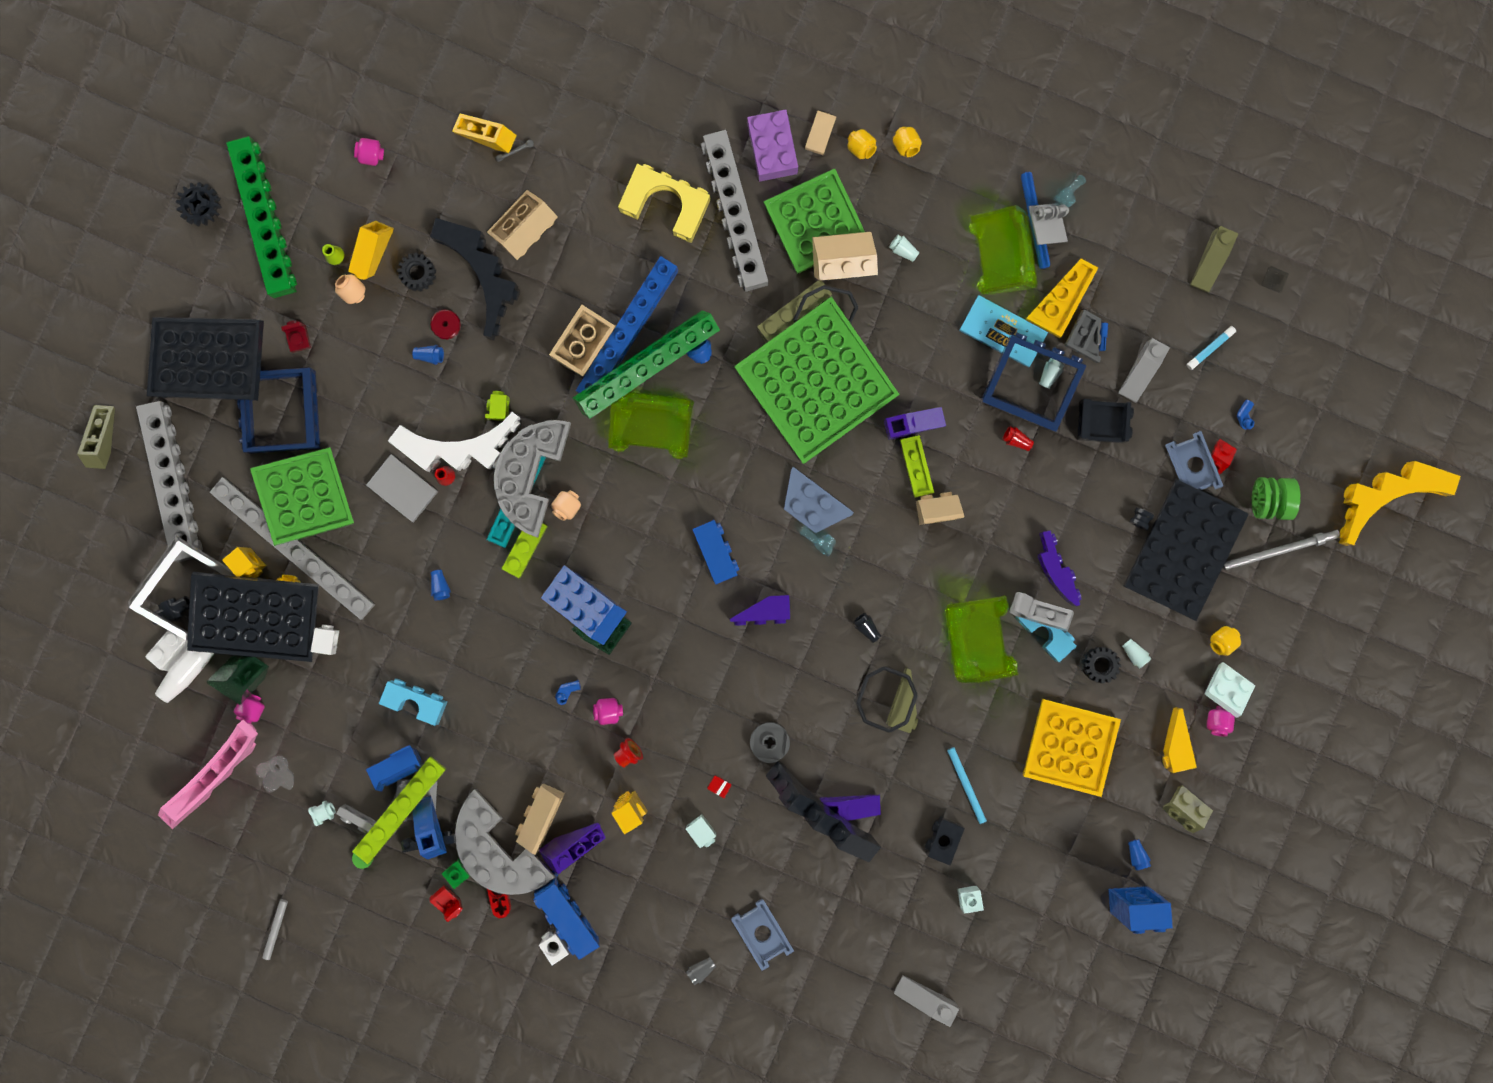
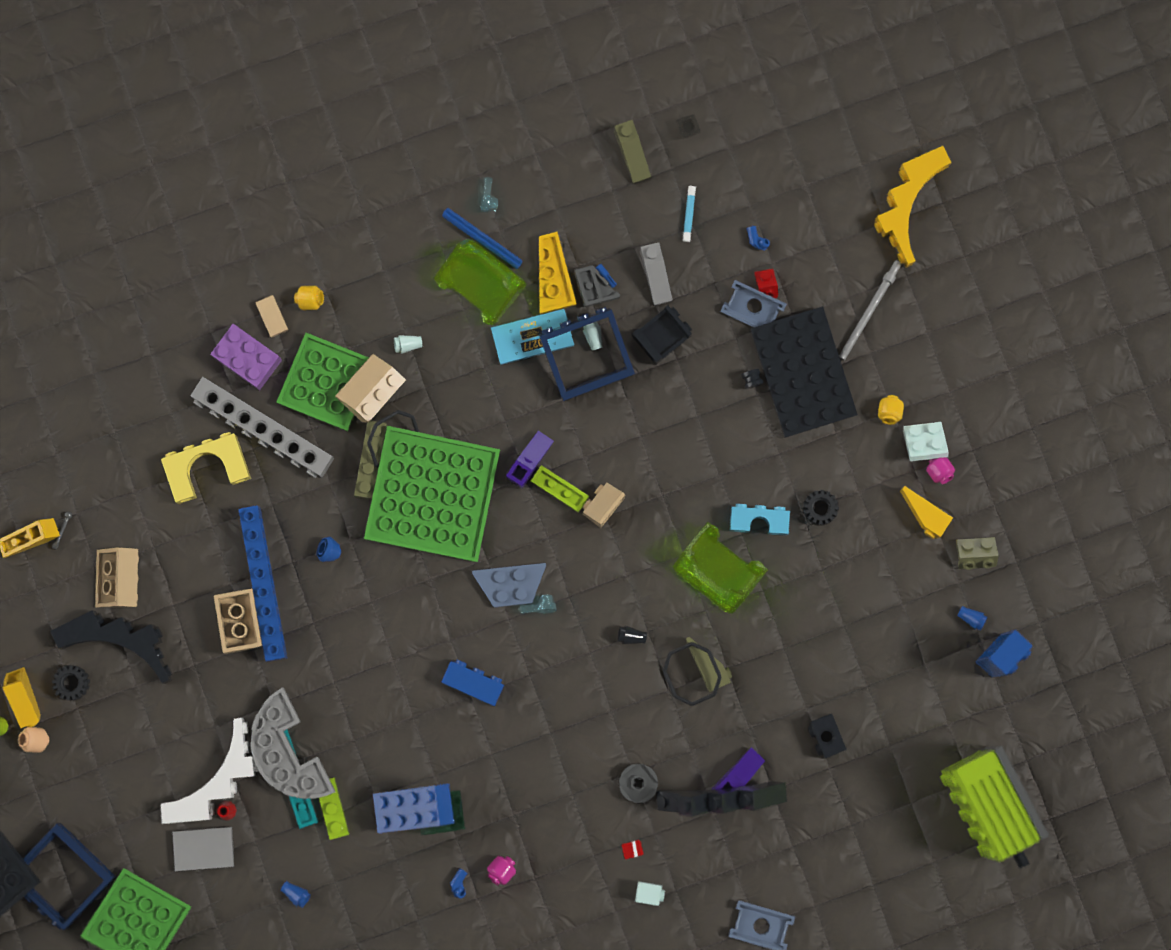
camera: 40 degrees left, 5 degrees down
(296, 336) = (24, 810): dark red bracket -> none
(430, 354) = (134, 733): blue cone -> none
(451, 329) = (133, 704): dark red piece -> none
(498, 406) = (219, 724): lime brick -> none
(566, 505) = (334, 750): light nougat head -> none
(628, 753) = (544, 886): red piece -> none
(629, 811) = (582, 925): yellow arch -> none
(646, 364) = (299, 595): green brick -> none
(651, 422) = (341, 633): clear neon green windscreen -> none
(770, 608) = (549, 687): dark purple slope -> none
(907, 141) = (340, 266): yellow head -> none
(927, 1000) = (921, 862): light grey slope -> none
(966, 785) = (807, 682): medium azure bar -> none
(970, 899) = (884, 760): light aqua brick -> none
(1016, 438) = (613, 403): red cone -> none
(1025, 1014) = (994, 805): none -> lime piece
(1040, 612) = (741, 511): light grey plate -> none
(1048, 223) = (493, 232): light grey hinge -> none
(1060, 578) = (734, 473): dark purple slope -> none
(1071, 747) = (854, 585): yellow plate -> none
(1136, 653) = (839, 477): light aqua cone -> none
(1276, 498) = (830, 279): bright green wheel -> none

